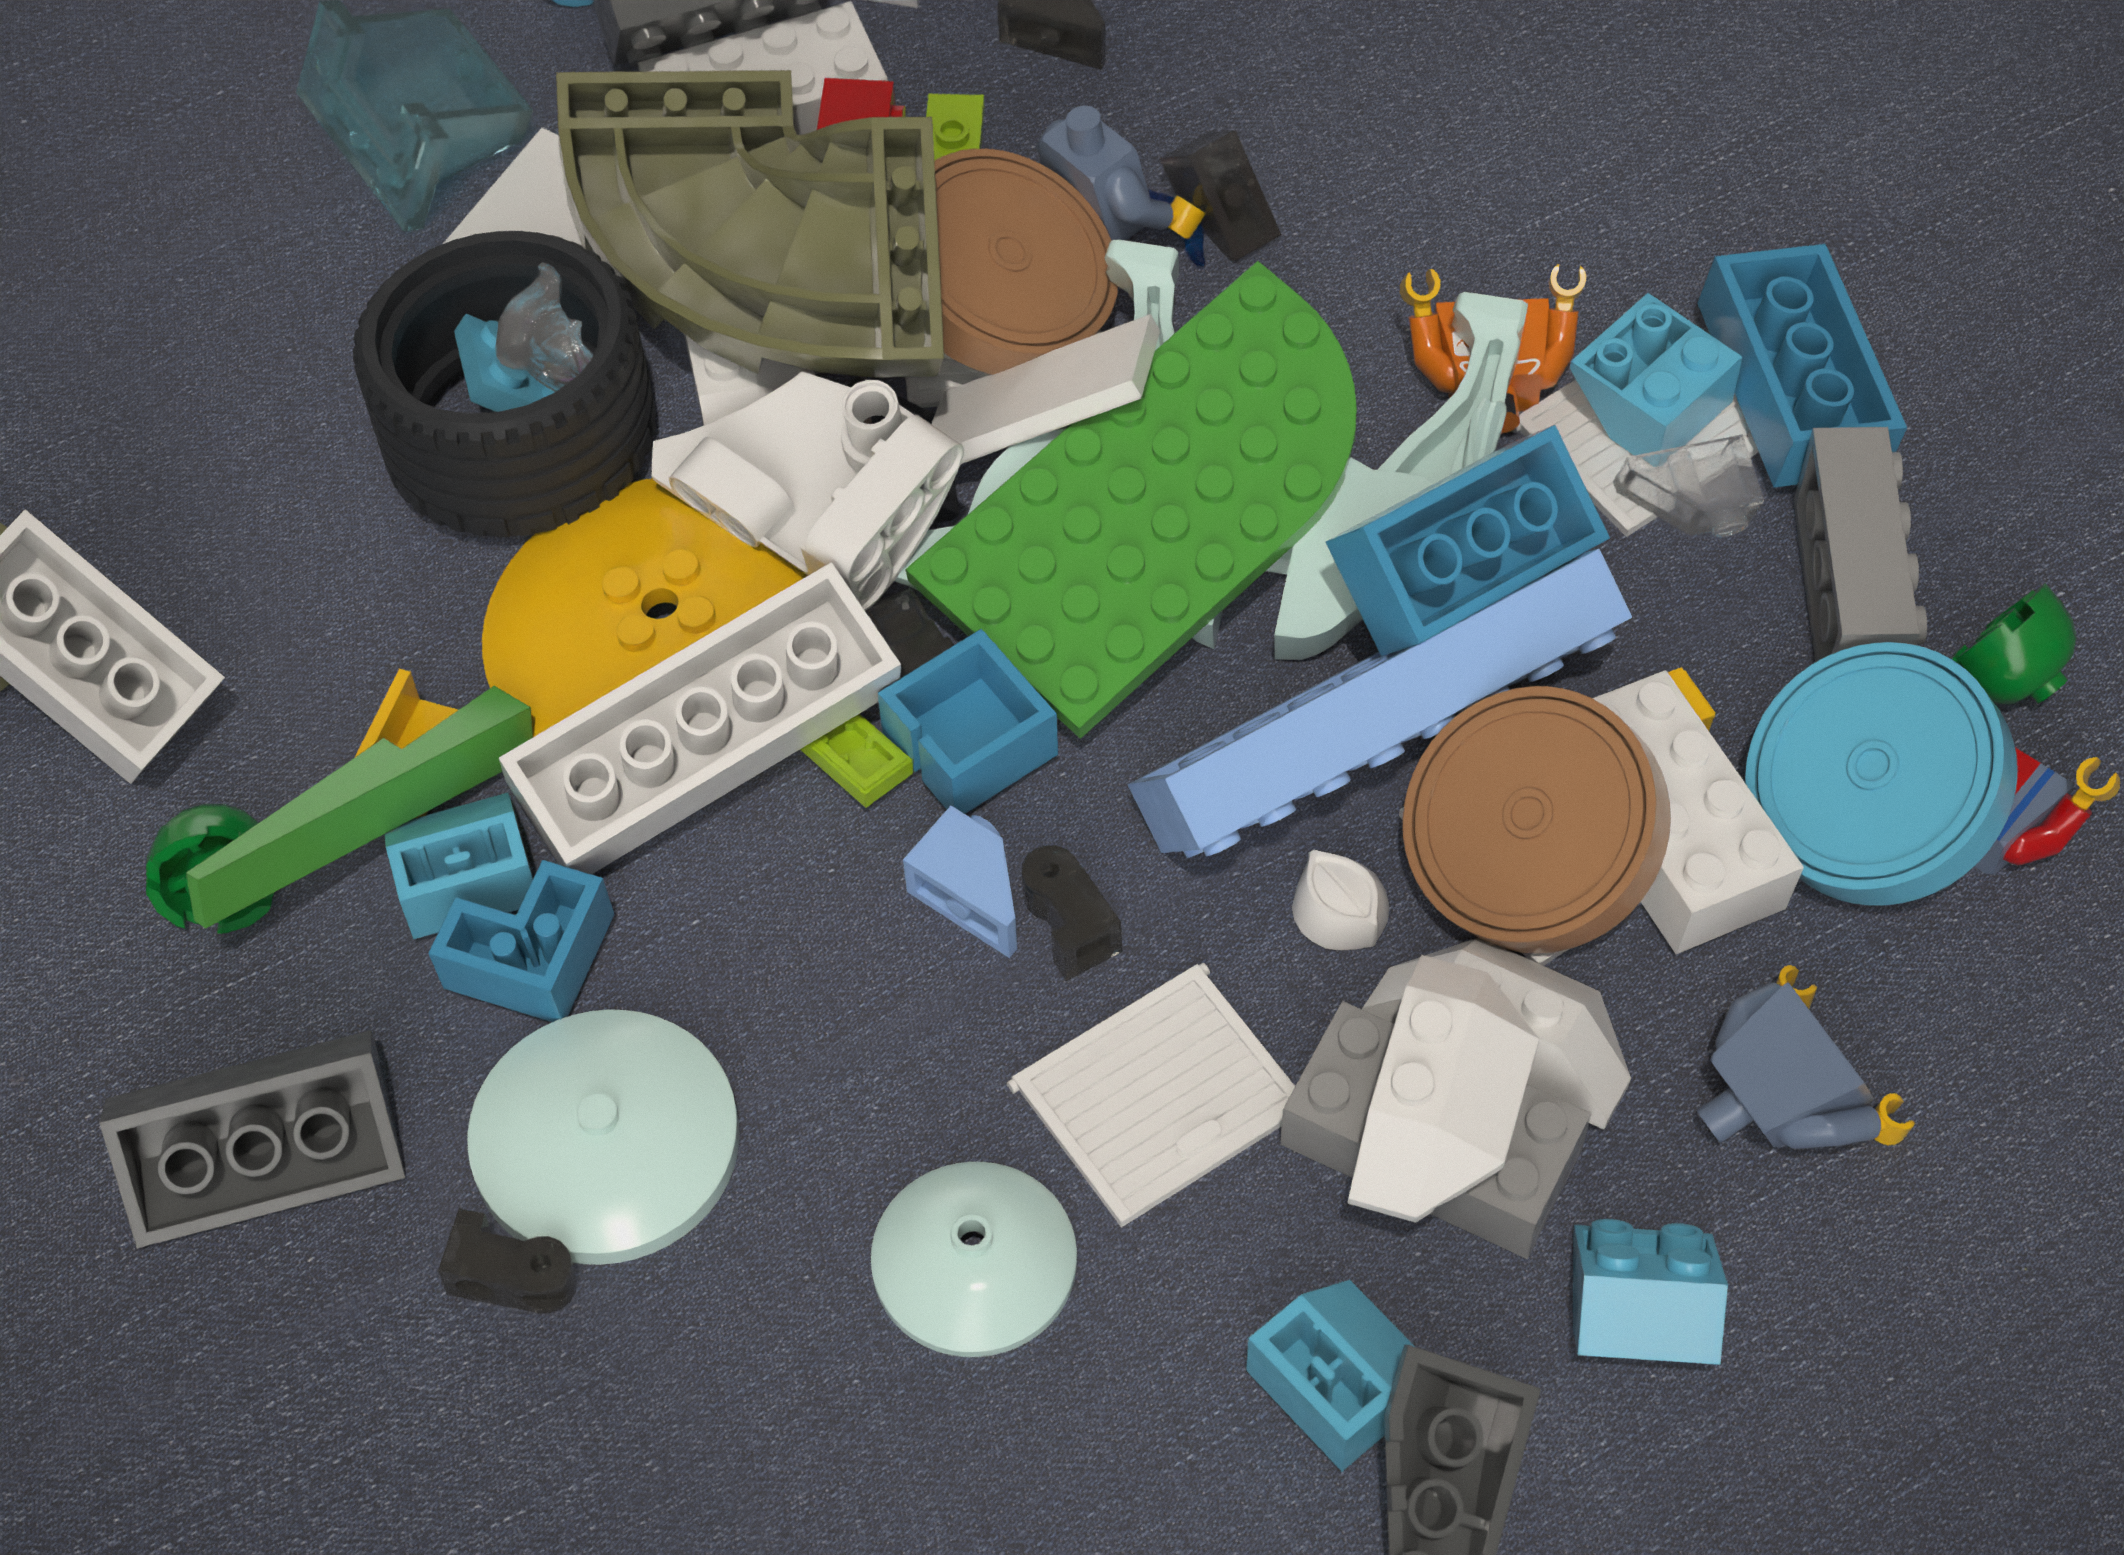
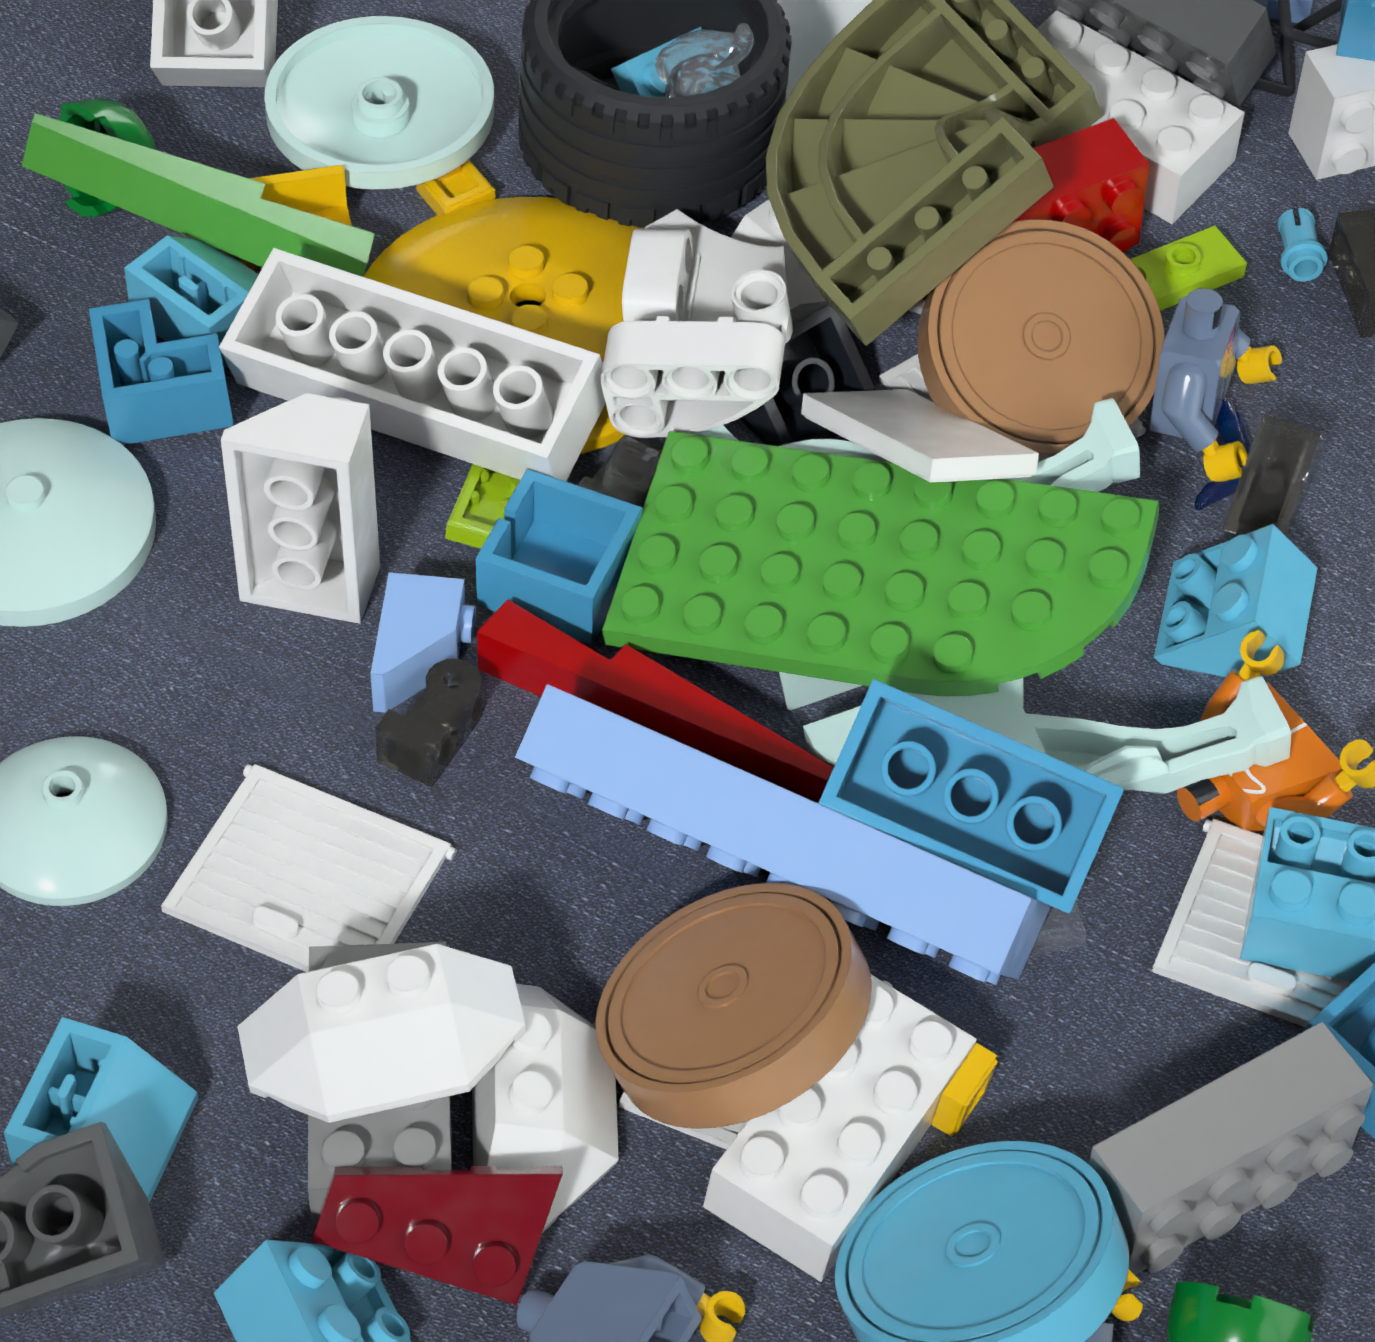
camera: 55 degrees right, 5 degrees down
(327, 608) = (381, 99): none -> light aqua dish
(458, 607) = (456, 189): none -> yellow tile
(837, 866) = (304, 506): none -> white slope
(983, 48) = (1302, 254): none -> medium azure pin
(1151, 735) = (534, 654): none -> red slope
(1339, 903) = (583, 920): white hat -> none
(1343, 278) = (1232, 591): none -> medium azure slope
(1621, 1143) = (446, 1225): none -> dark red wing
(1695, 486) = (1232, 988): clear slope -> none

